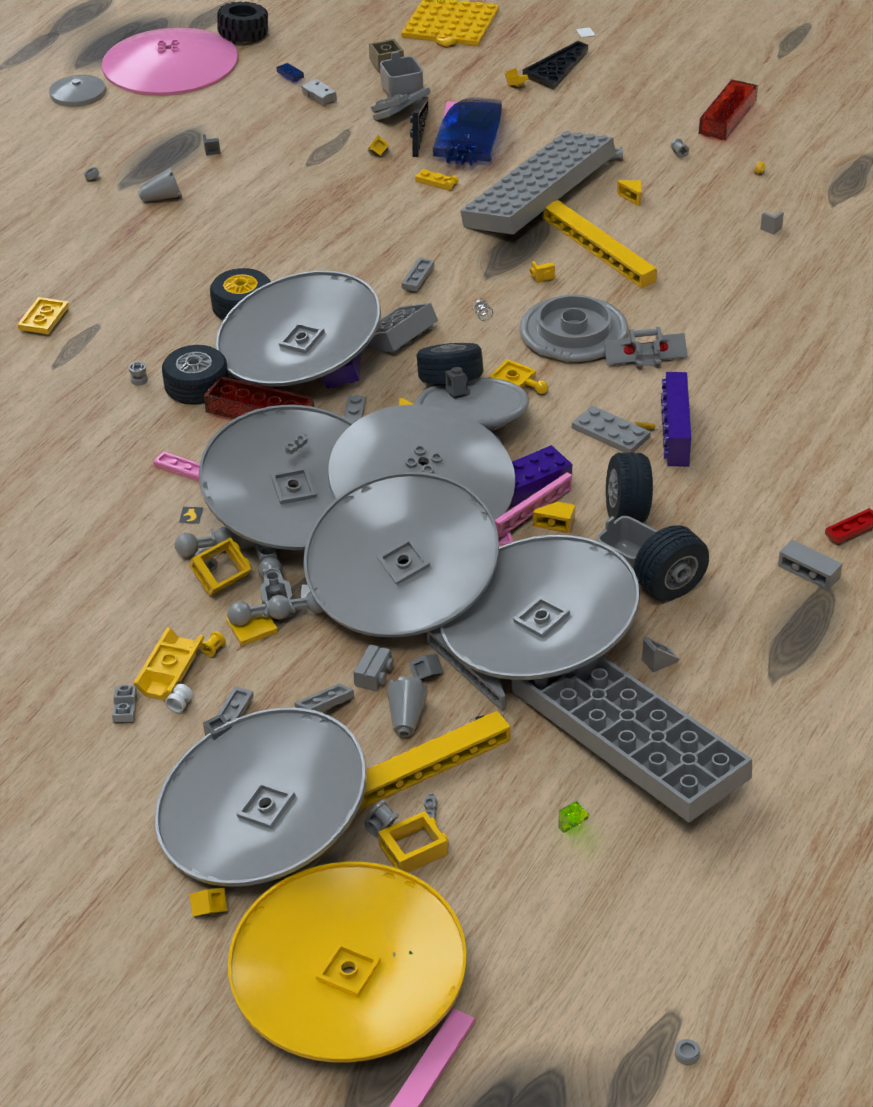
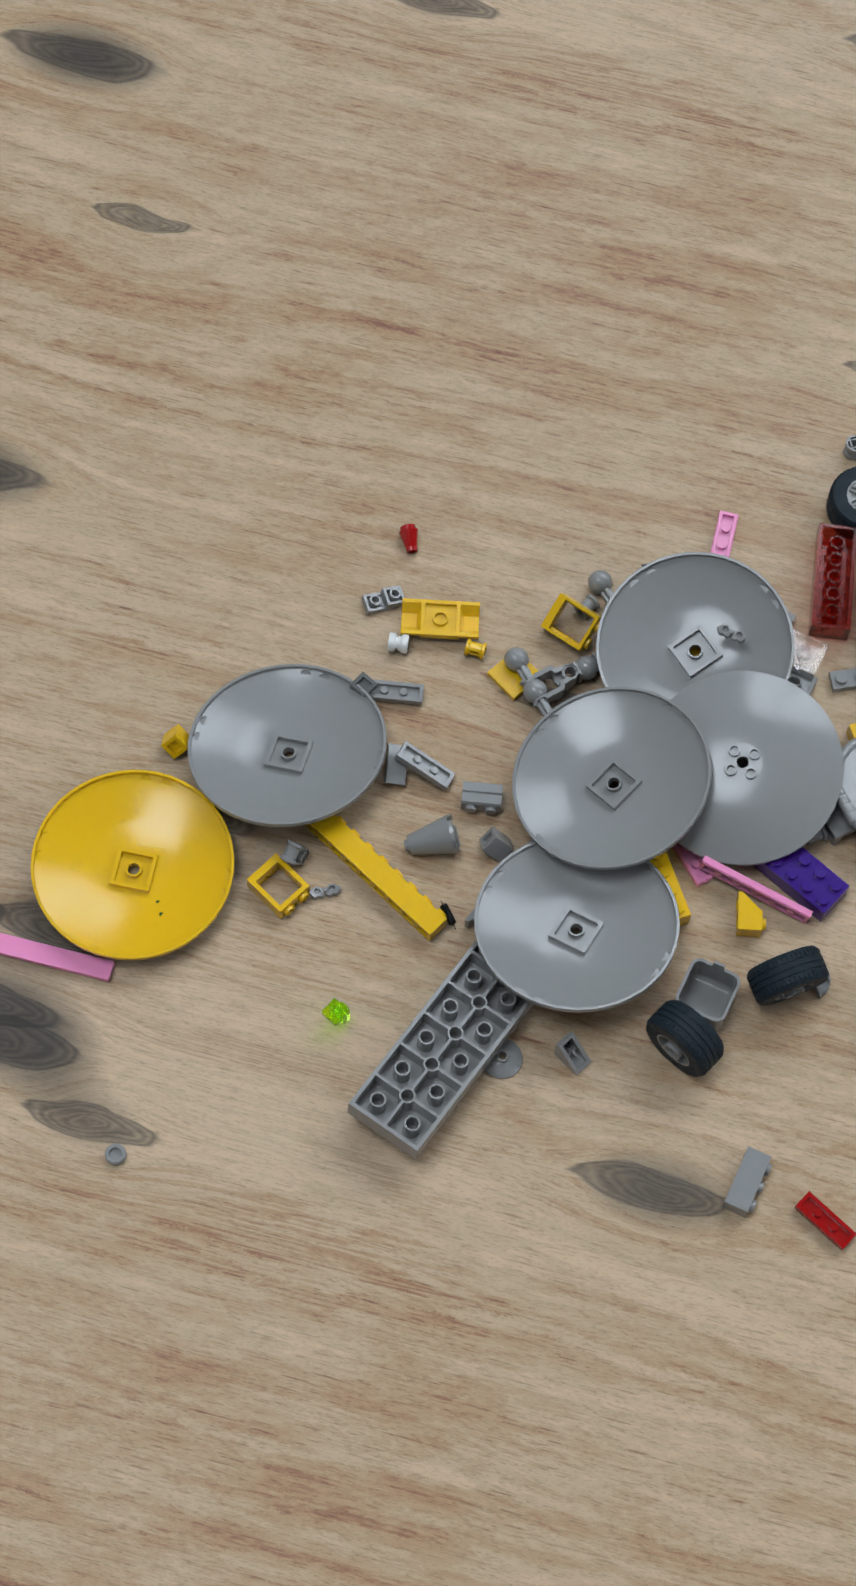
camera: 70 degrees right, 25 degrees up
(66, 669) = (409, 536): none -> red cone

